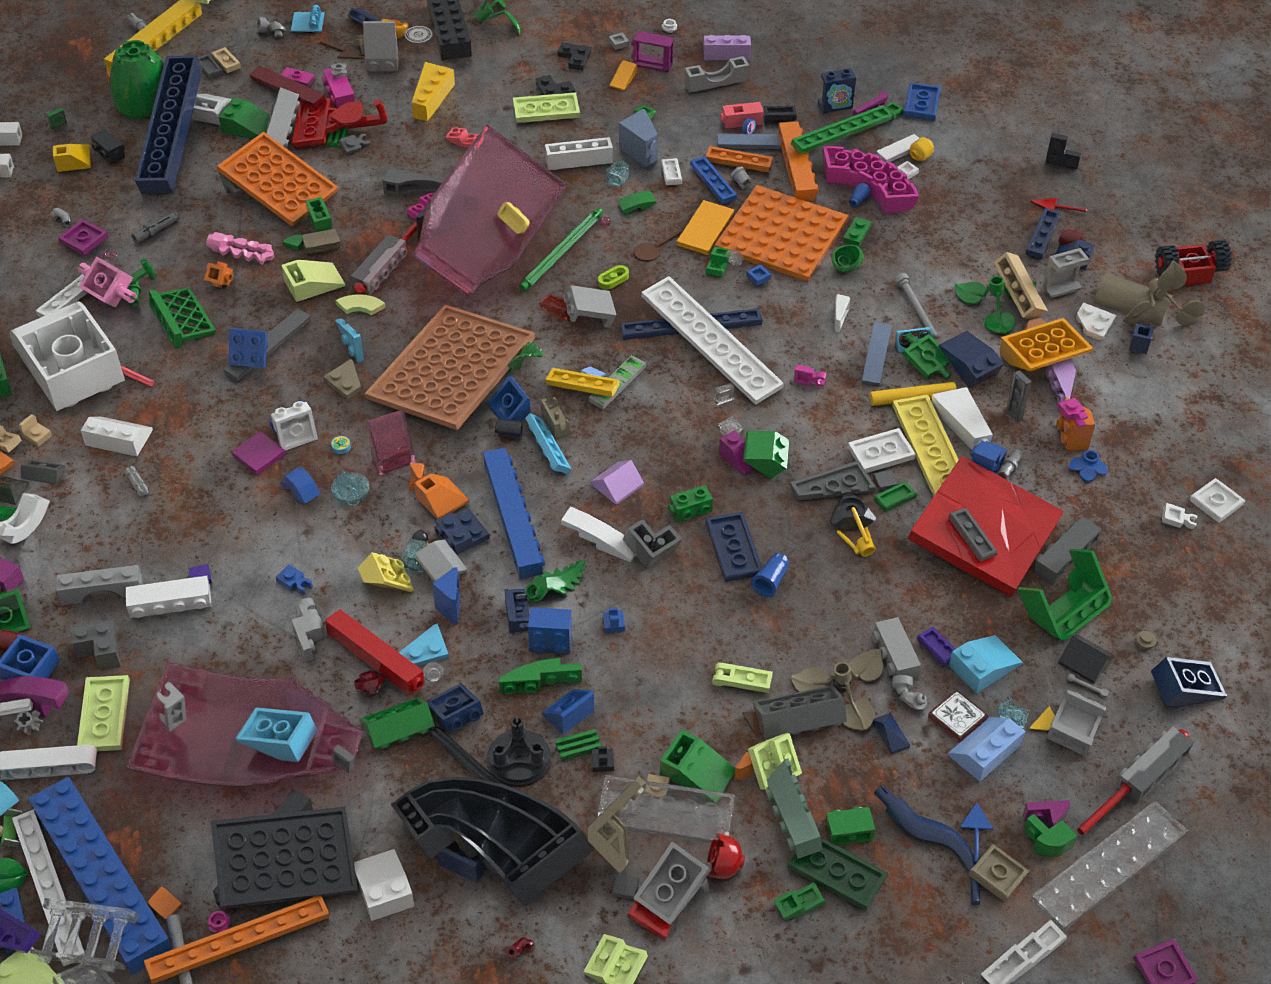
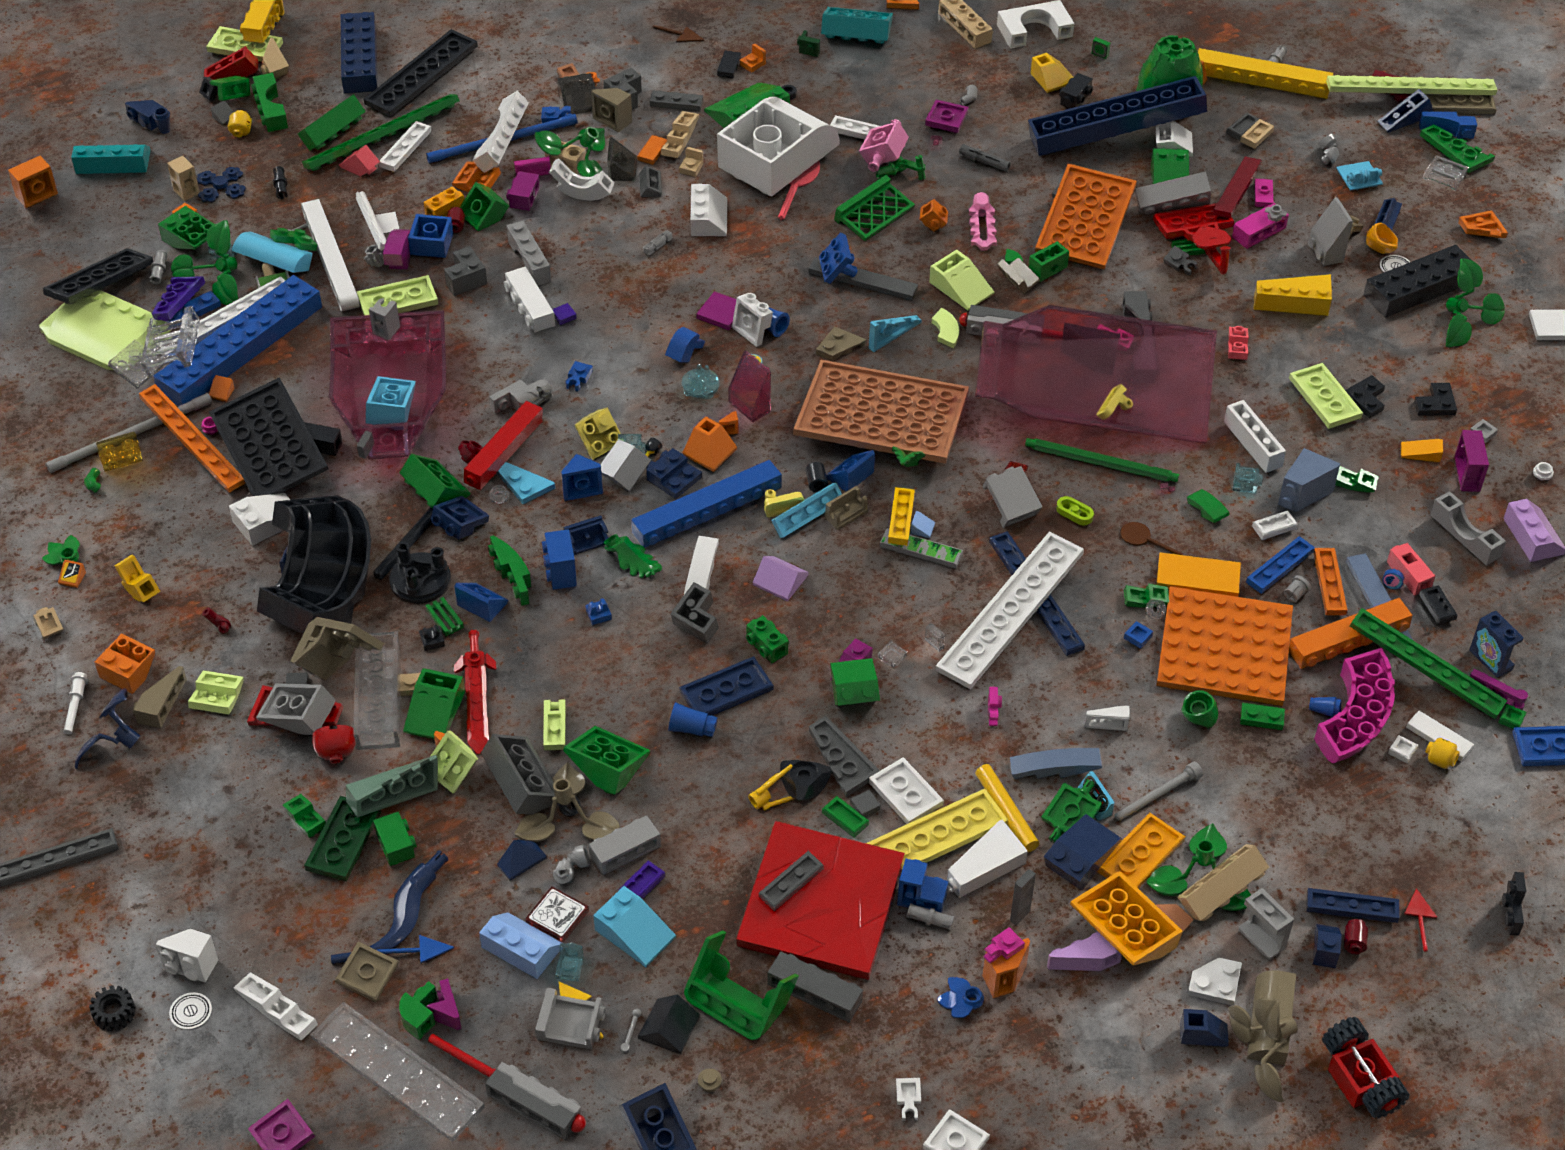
camera: 75 degrees right, 0 degrees up
(530, 465) = (777, 505): none -> light yellow piece
(651, 727) = (476, 690): none -> red sword
(797, 641) = (606, 758): none -> green slope
(962, 319) = (1143, 850): none -> light orange tile

